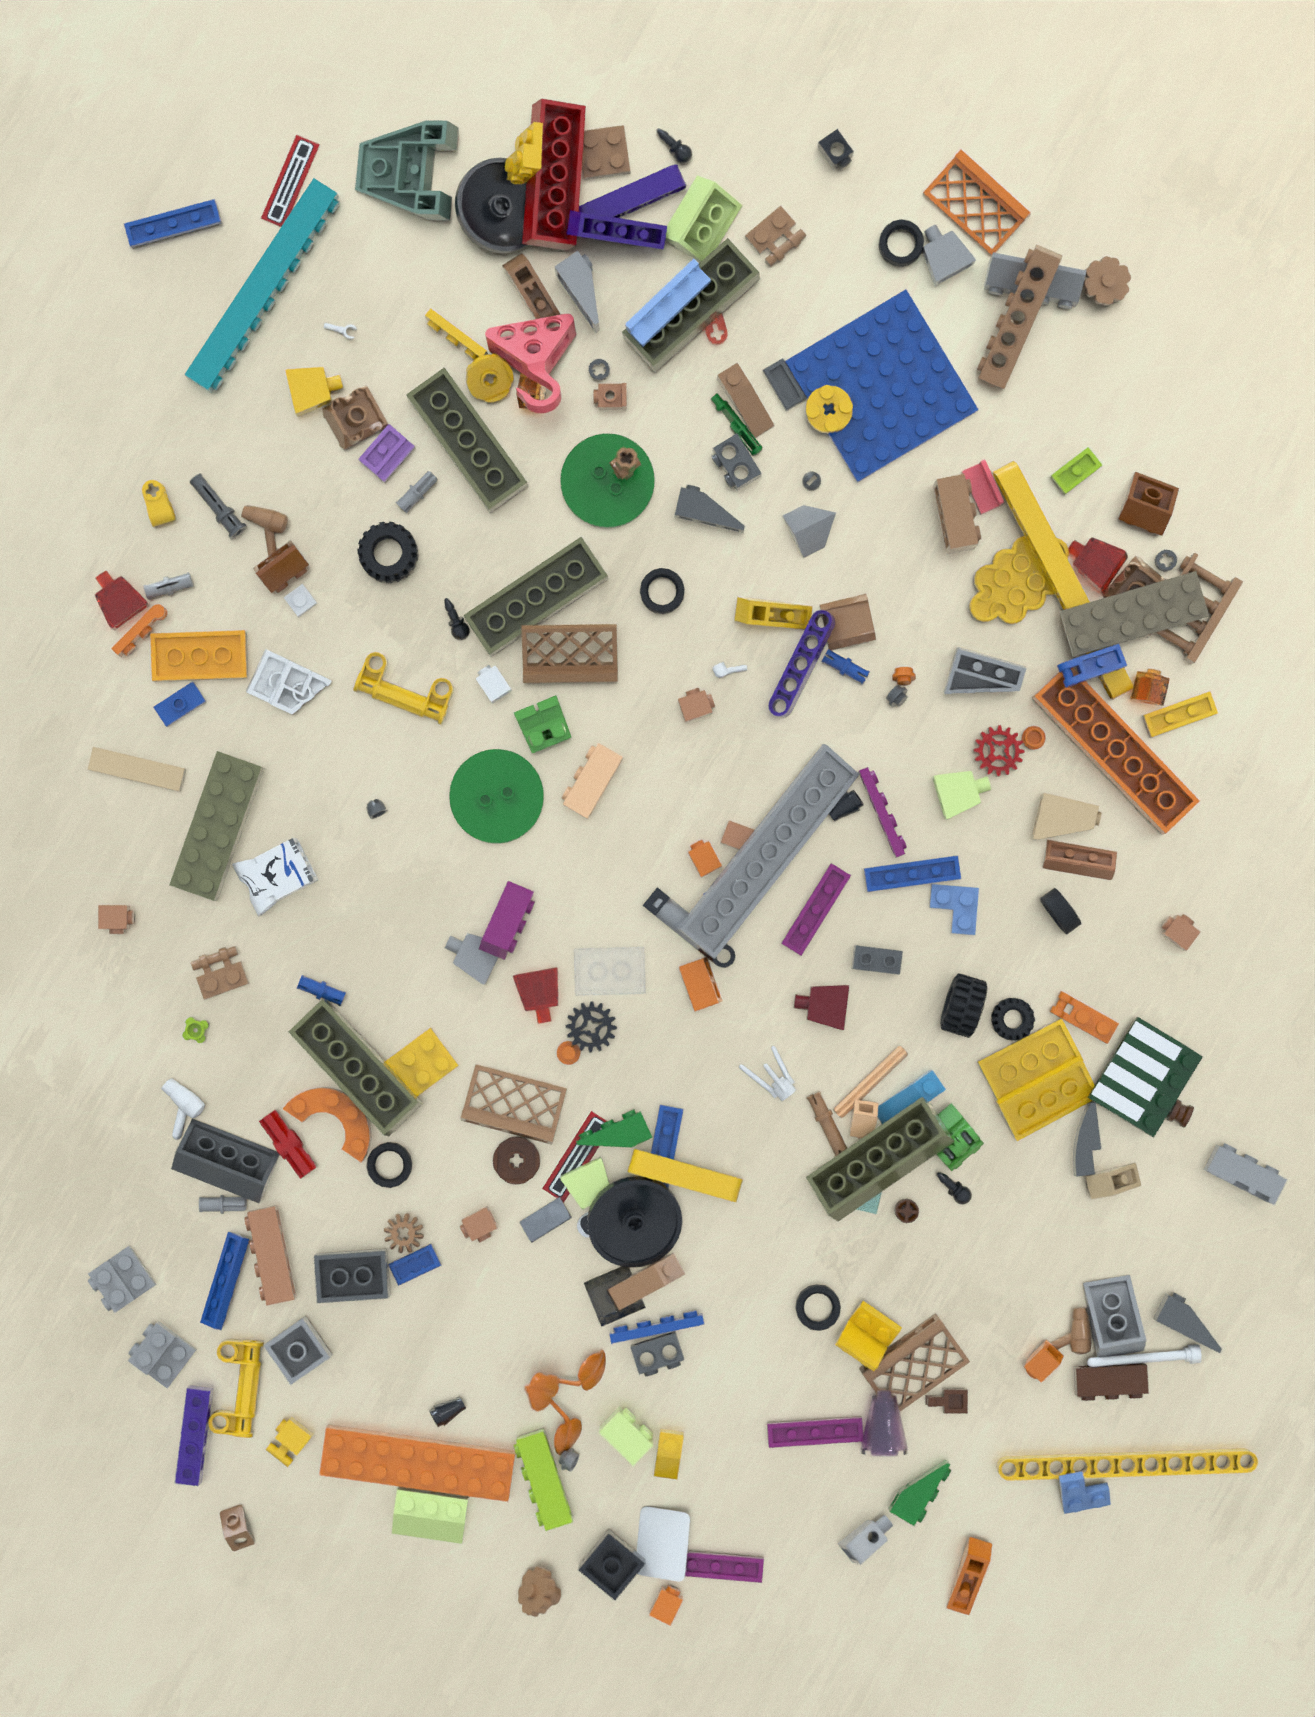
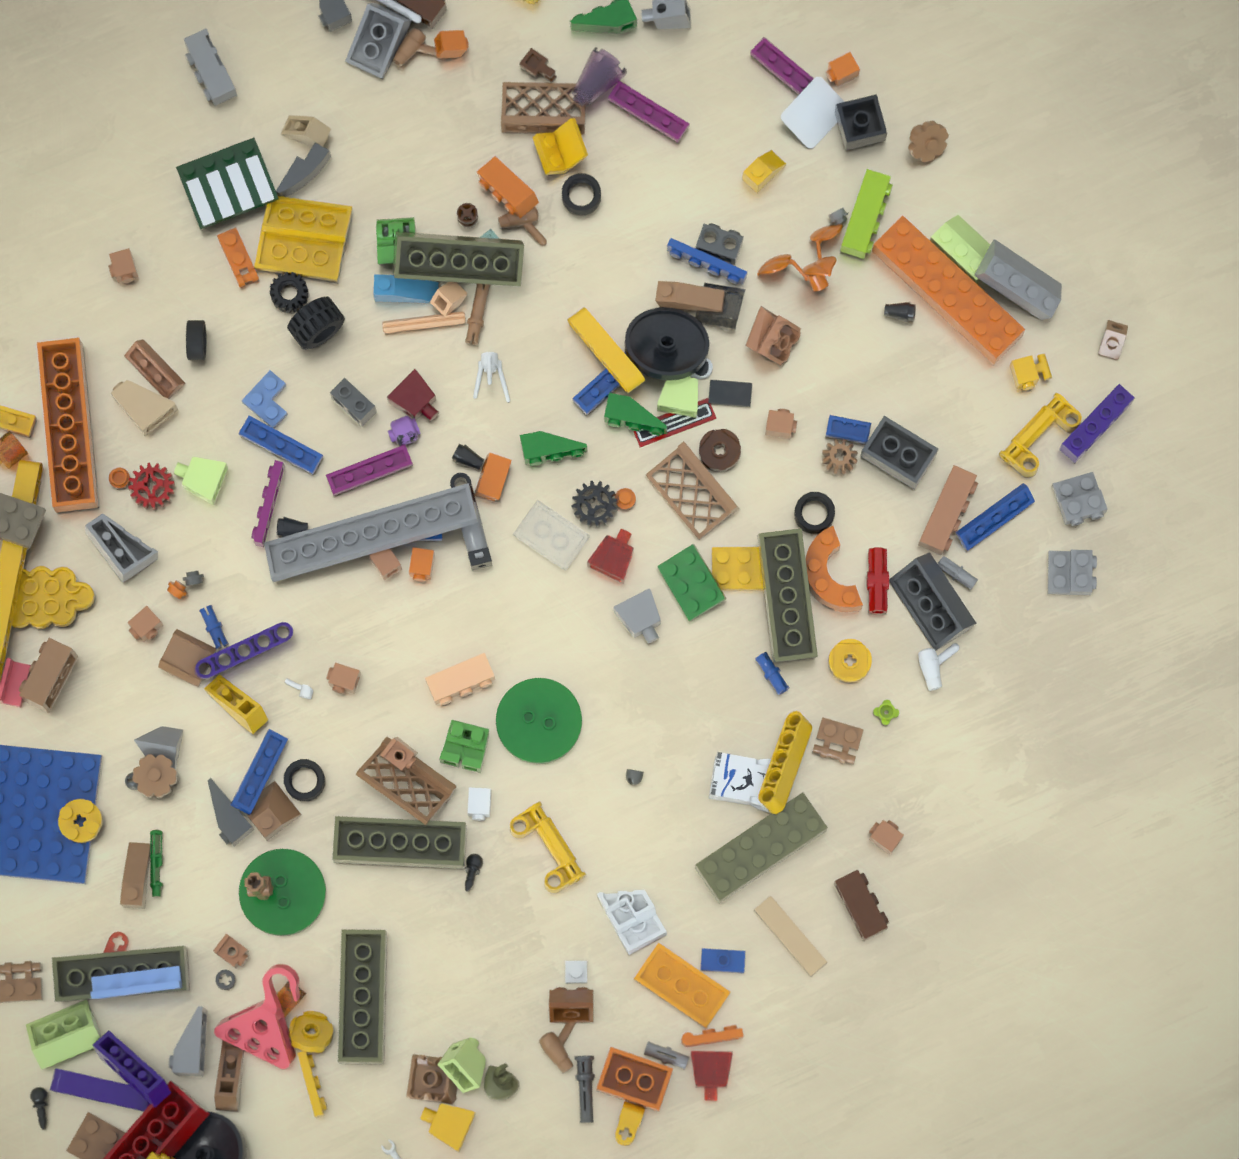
camera: 145 degrees left, 10 degrees down
(93, 841) = (861, 904): none -> reddish brown brick
(178, 543) = (634, 1079): none -> orange brick
(247, 1050) = (857, 670): none -> yellow plate
(256, 924) = (785, 762): none -> yellow beam
(293, 454) = (500, 1083): none -> olive piece
(298, 1350) = (977, 428): light grey brick -> none
(335, 447) = (464, 1064): none -> yellowish green torso
(356, 1519) = (1019, 281): none -> light grey slope
(379, 533) = (478, 938): black tyre -> none
(386, 453) = (429, 1033): medium lavender plate -> none
(416, 492) = (428, 988): light grey axle -> none
(452, 1019) = (691, 582): none -> green plate
(507, 920) = (598, 621): magenta brick -> none
(544, 1299) = (772, 336): none -> nougat piece
(597, 677) = (391, 750): none -> nougat brick
(627, 1435) = (783, 200): yellowish green brick -> none
(672, 542) = (273, 811): none -> medium nougat slope
(675, 1046) = (546, 446): none -> green slope
(706, 567) = (259, 771): none -> blue plate
(737, 986) = (467, 457): none -> black cone
(741, 460) = (171, 833): dark grey brick -> none
(784, 384) = (98, 866): dark grey tile -> none
(793, 495) = (154, 776): none -> medium nougat plant
(812, 967) = (404, 430): none -> medium lavender head
(854, 1246) = (508, 220): none -> medium nougat piece
(888, 1261) = (507, 187): none -> orange brick
(907, 623) = (144, 625): none -> nougat brick
(960, 1193) = (420, 202): black bar -> none
(1093, 665) = (36, 491): plate -> none
(1180, 1113) = (221, 140): reddish brown wheel -> none

